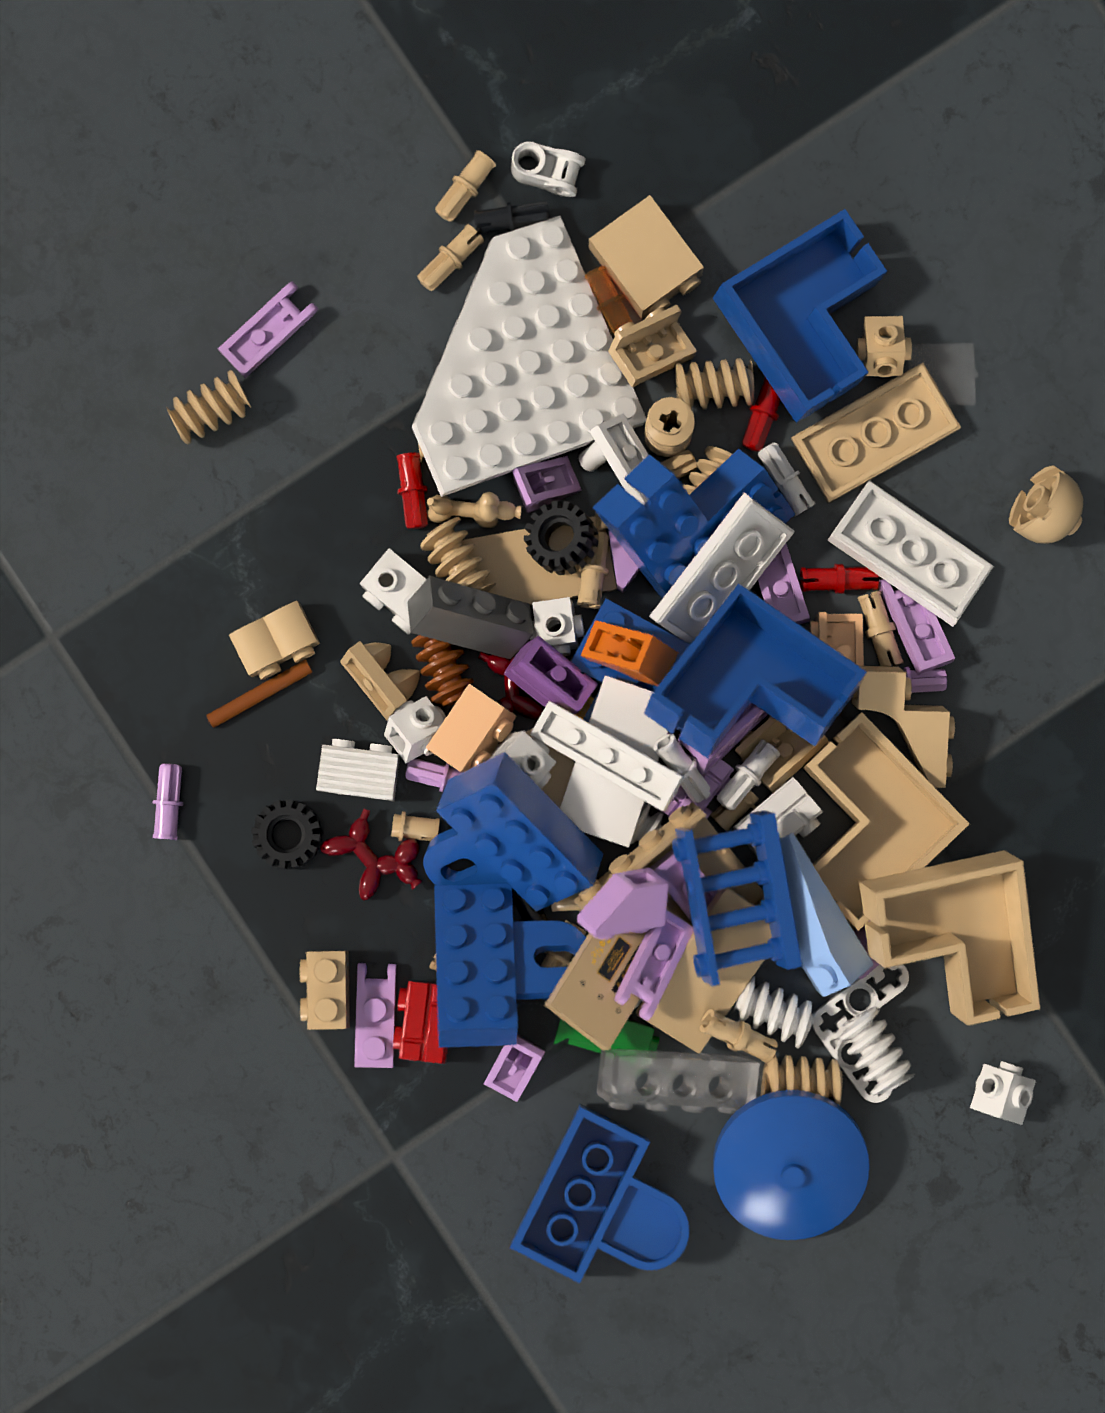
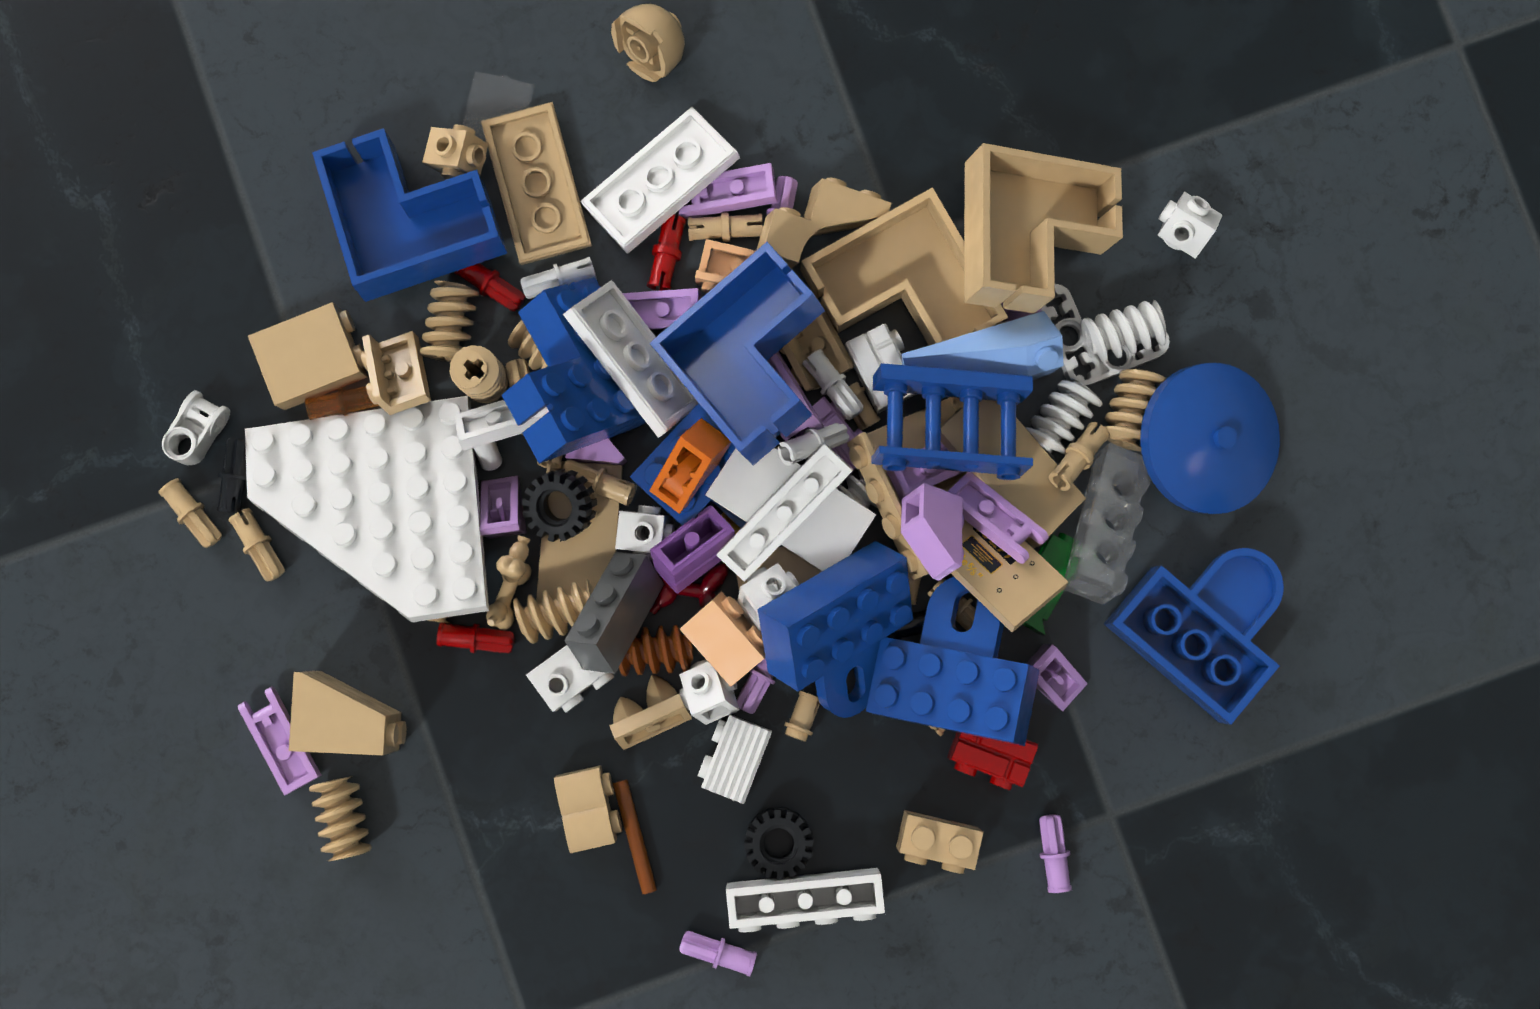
camera: 85 degrees left, 0 degrees up
(240, 872) = (805, 898): none -> white brick
(303, 383) = (341, 719): none -> tan slope
(342, 1108) = (1054, 853): none -> lavender axle
(375, 866) = (830, 764): dark red piece -> none
(375, 1019) = (977, 800): lavender hinge -> none

